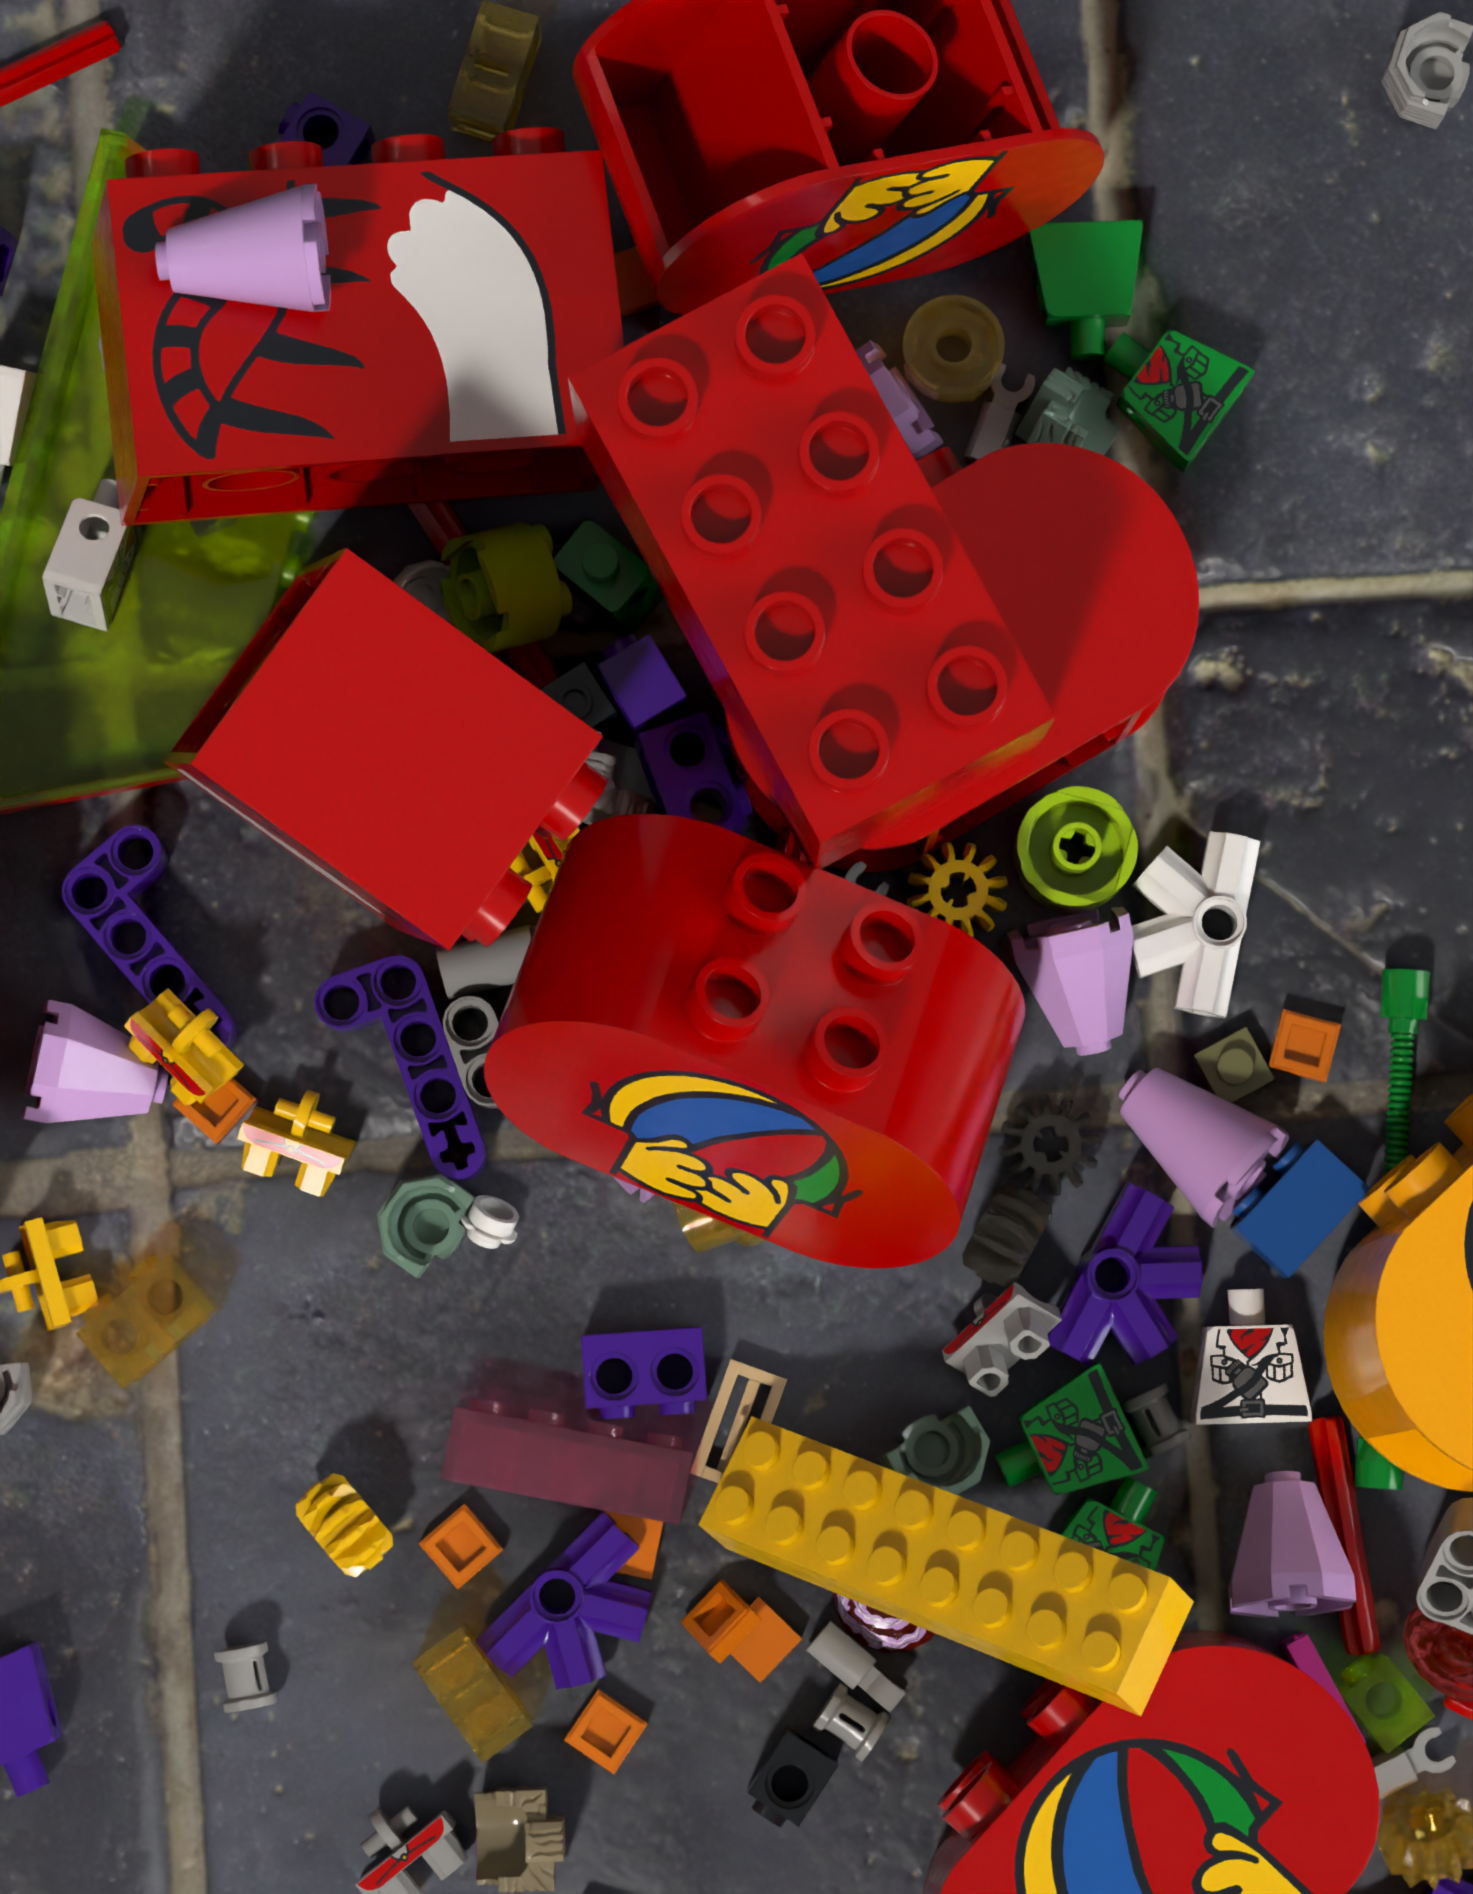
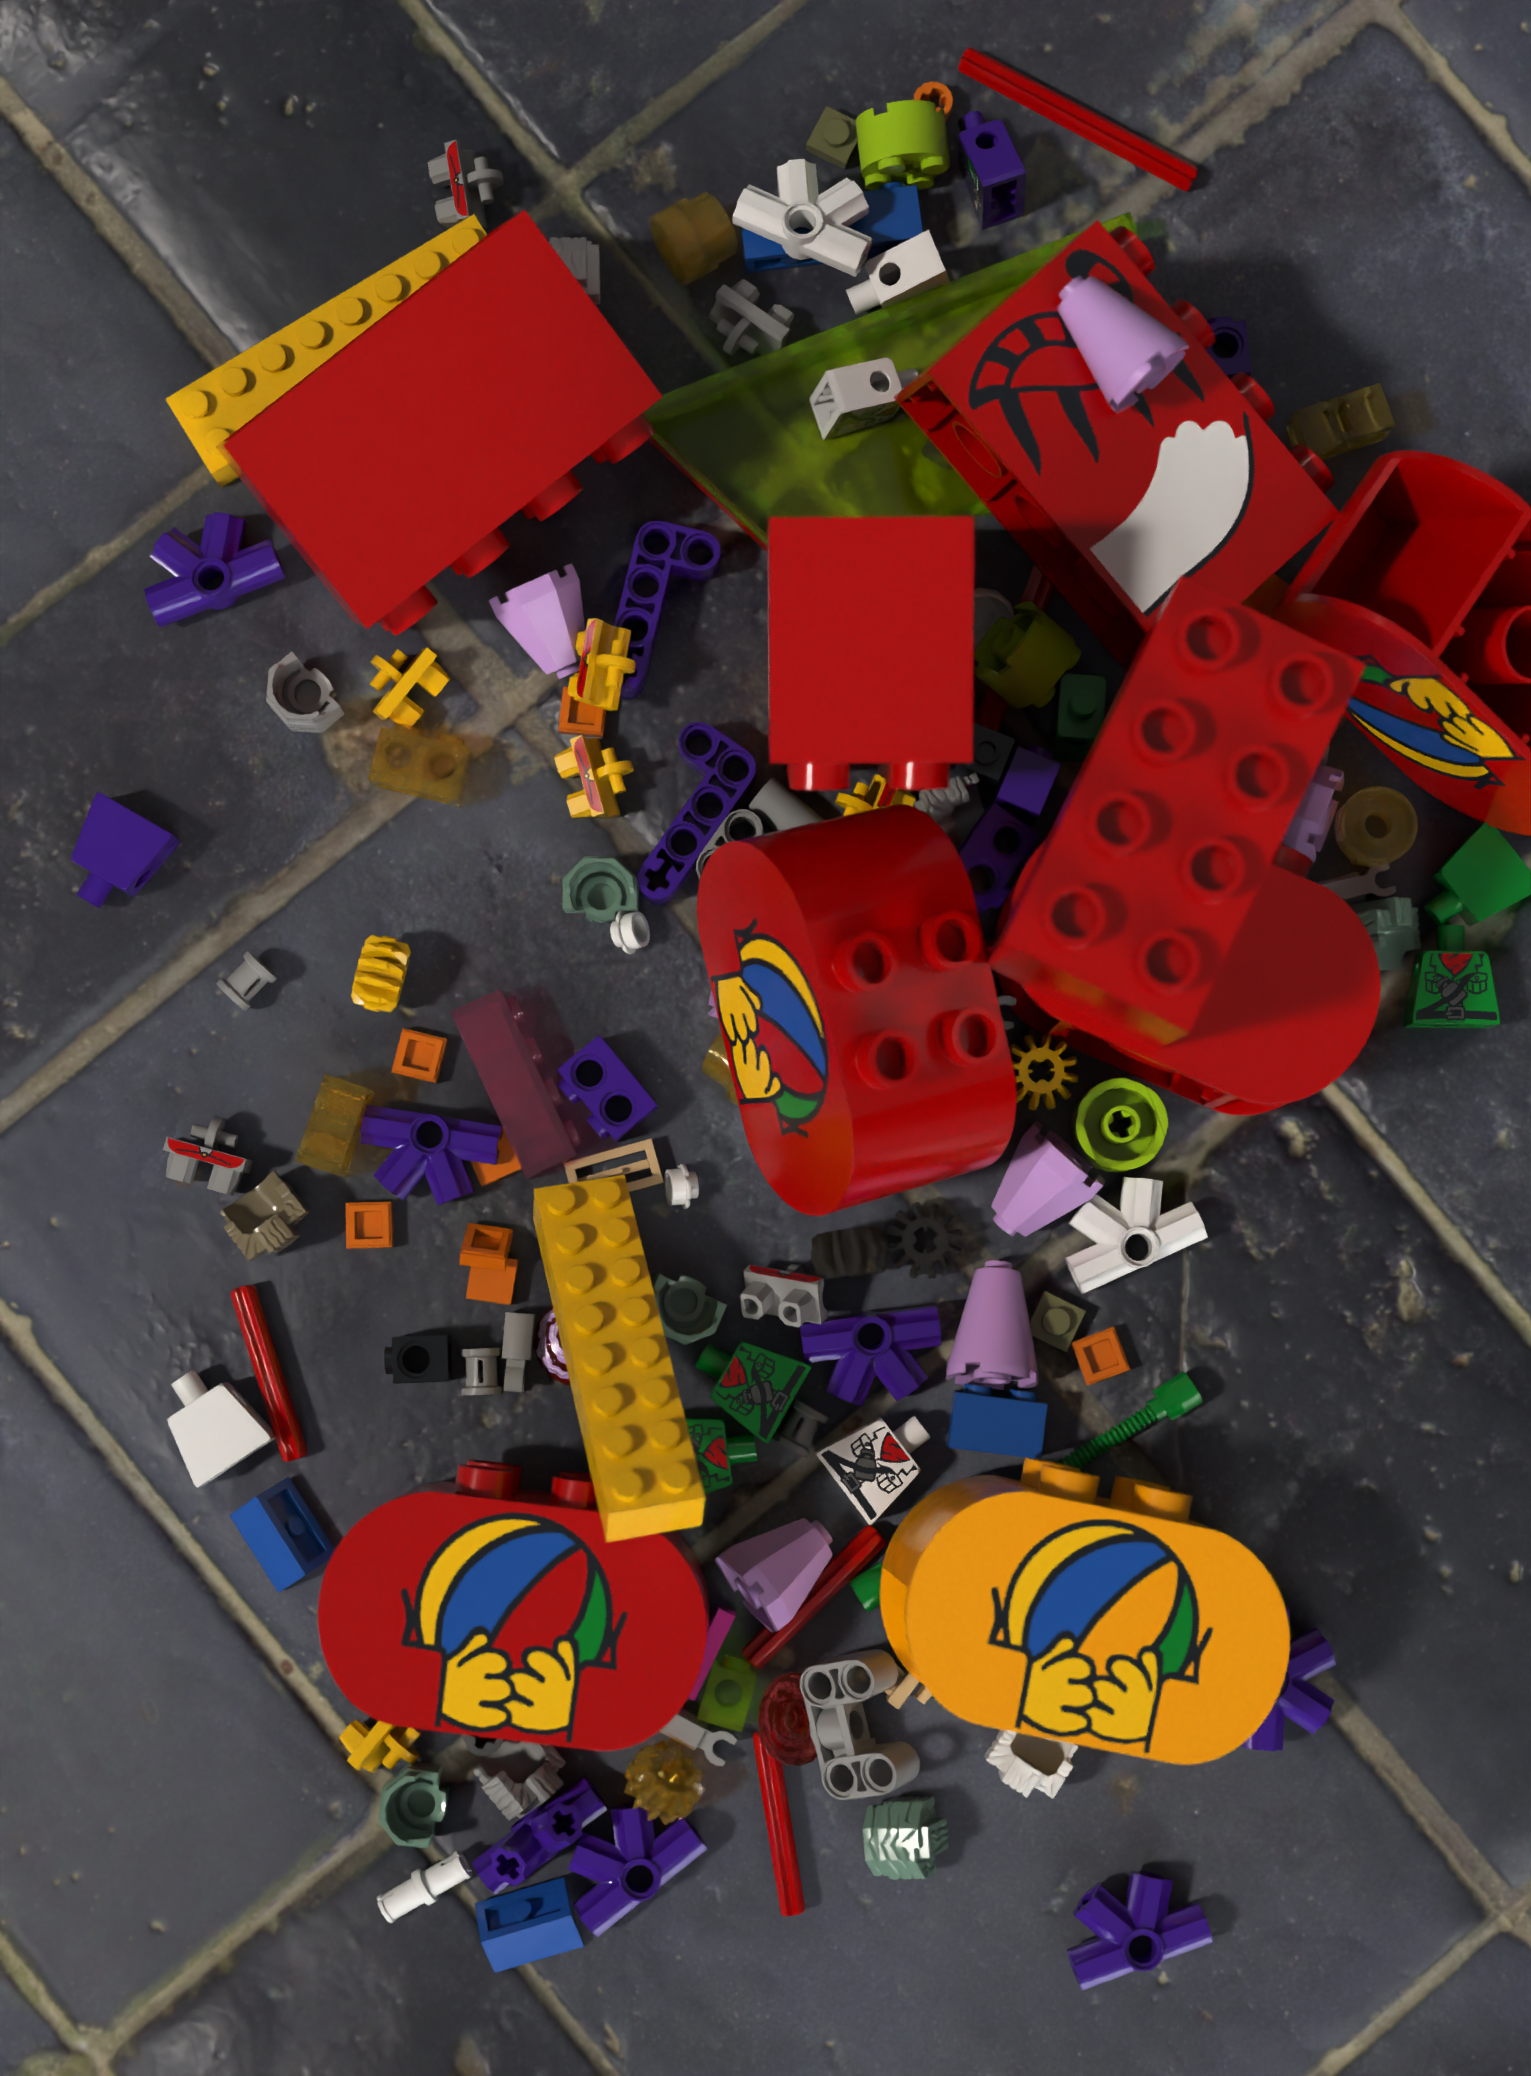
camera: 50 degrees right, 0 degrees up
(804, 1364) = (680, 1186): none -> white plate

